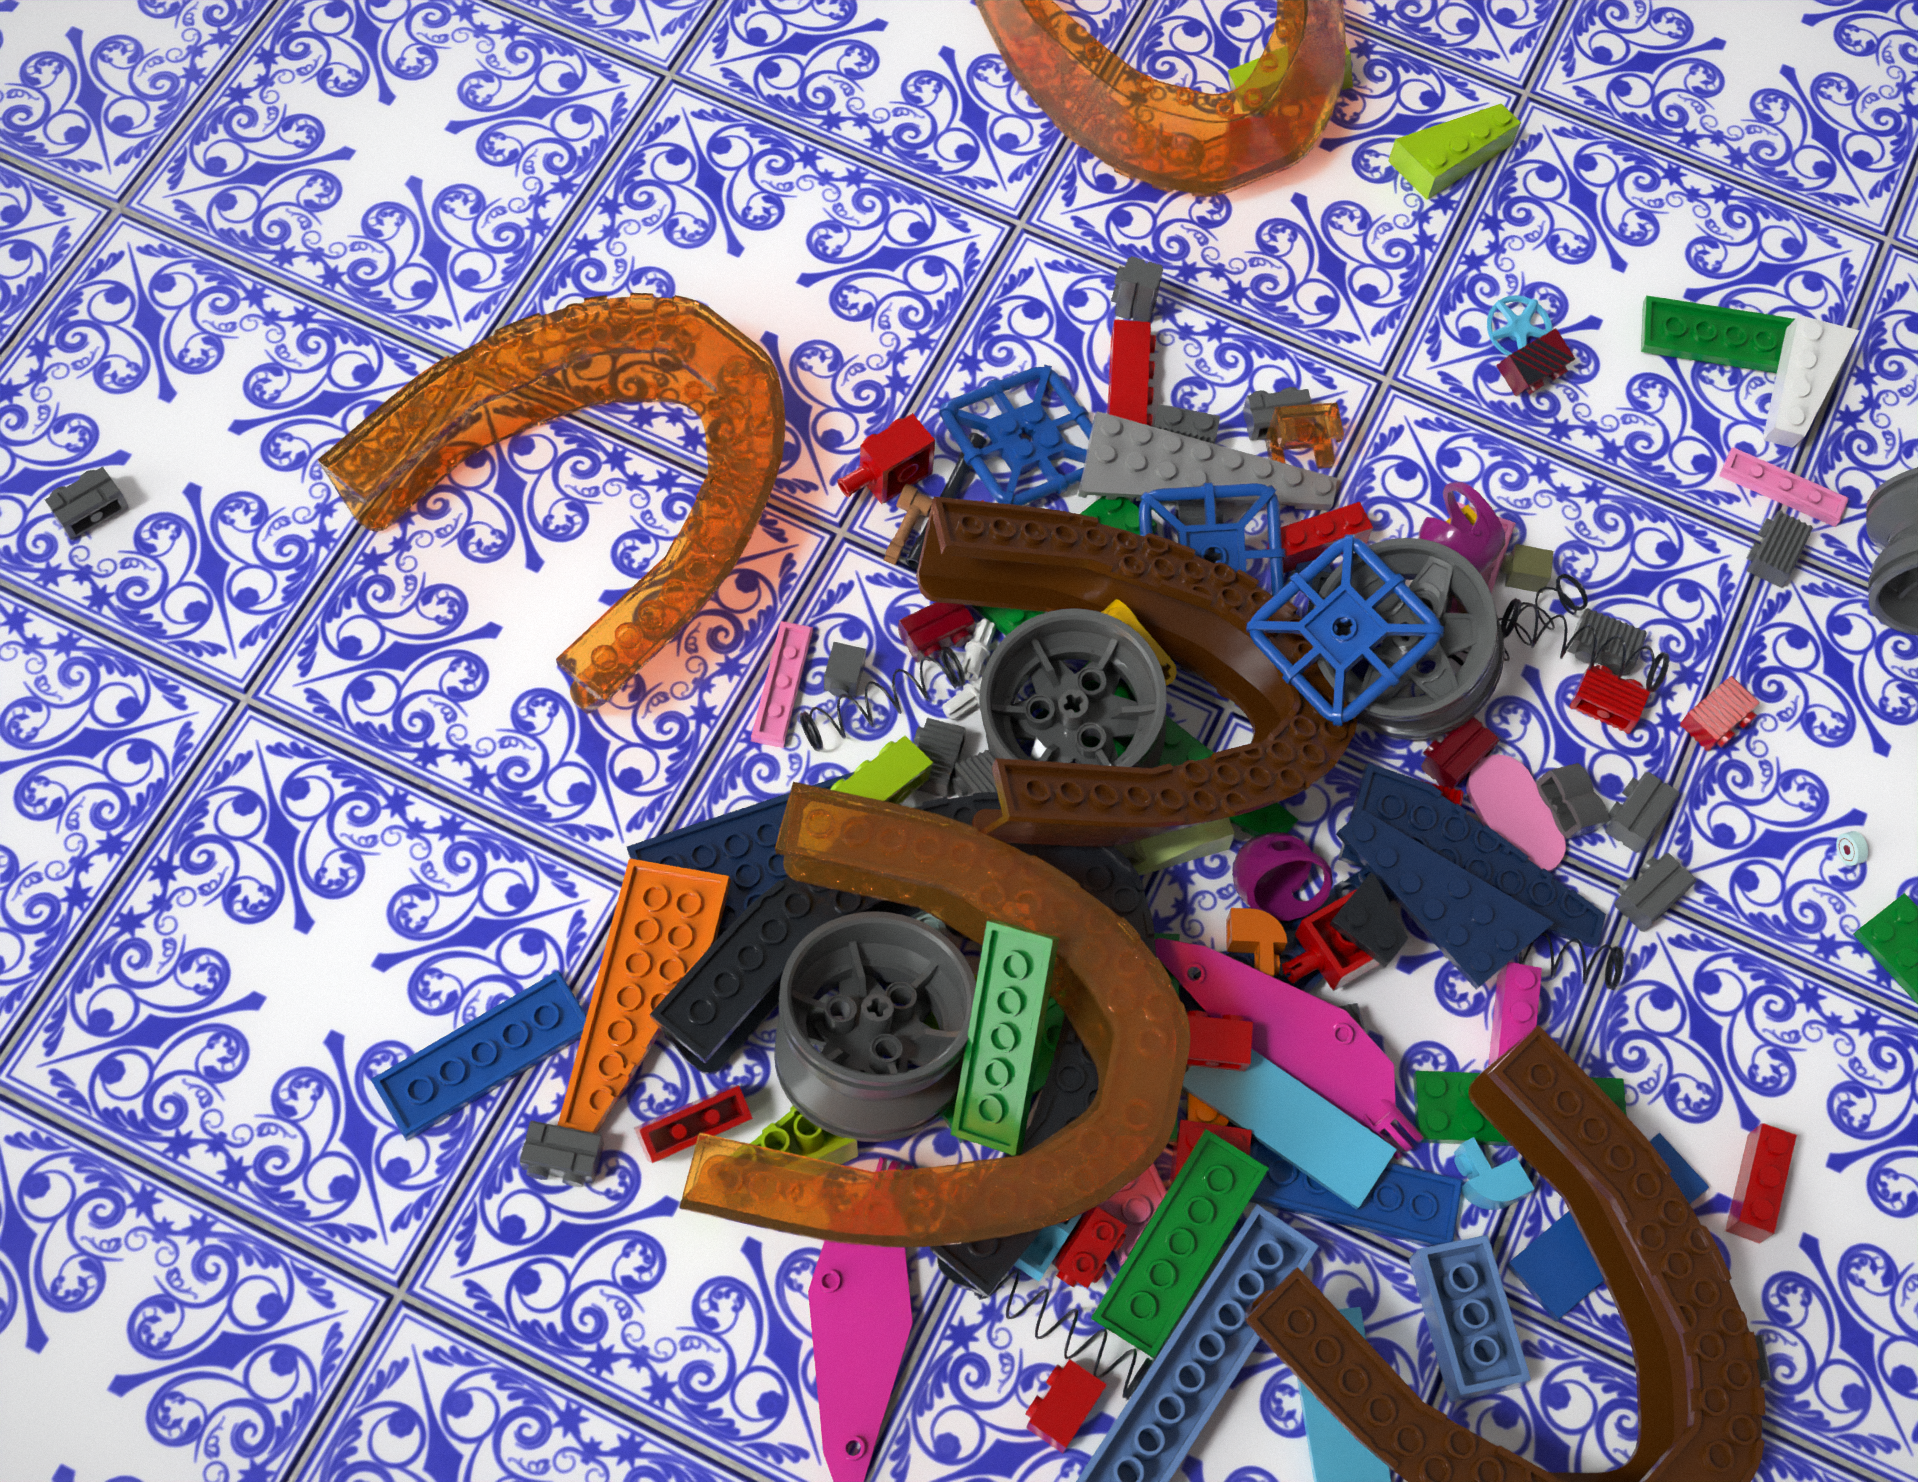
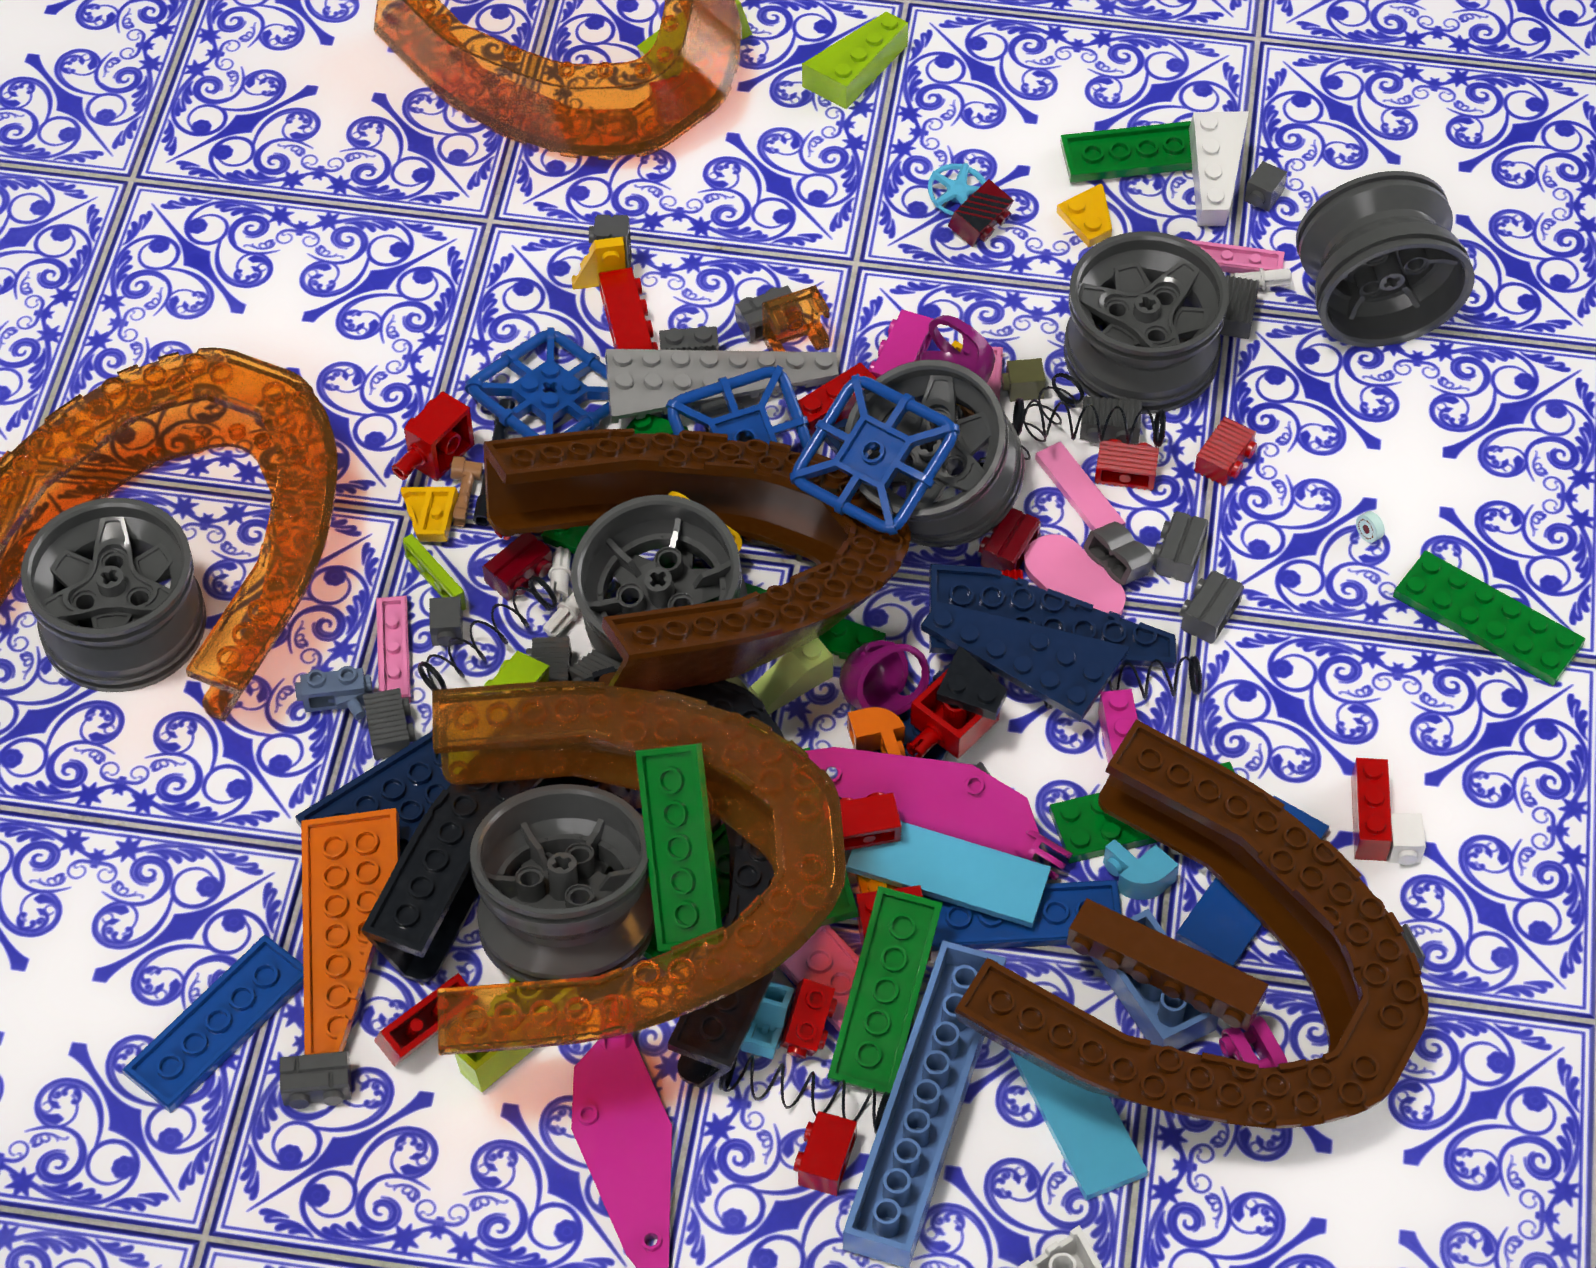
camera: 10 degrees left, 10 degrees down
(487, 494) = (104, 572): none -> dark grey wheel
(707, 715) = (334, 690): none -> sand blue brick
(751, 768) = (387, 722): none -> dark grey brick
(846, 608) = (431, 570): none -> lime tile
(865, 539) = (430, 511): none -> yellow wing
(1122, 304) = (602, 257): none -> yellow wing
(1407, 498) = (906, 341): none -> dark pink brick
(1490, 1314) = (1167, 964): none -> reddish brown brick
(1542, 1448) = (1237, 1044): none -> dark pink brick
(1549, 710) = (1077, 486): none -> bright pink tile
(1649, 395) = (1087, 215): none -> yellow wing
(1676, 496) = (1146, 296): none -> dark grey wheel
(1792, 1230) = (1407, 838): none -> white brick
(1822, 524) = (1268, 278): none -> white axle
(1850, 416) = (1265, 186): none -> dark grey brick

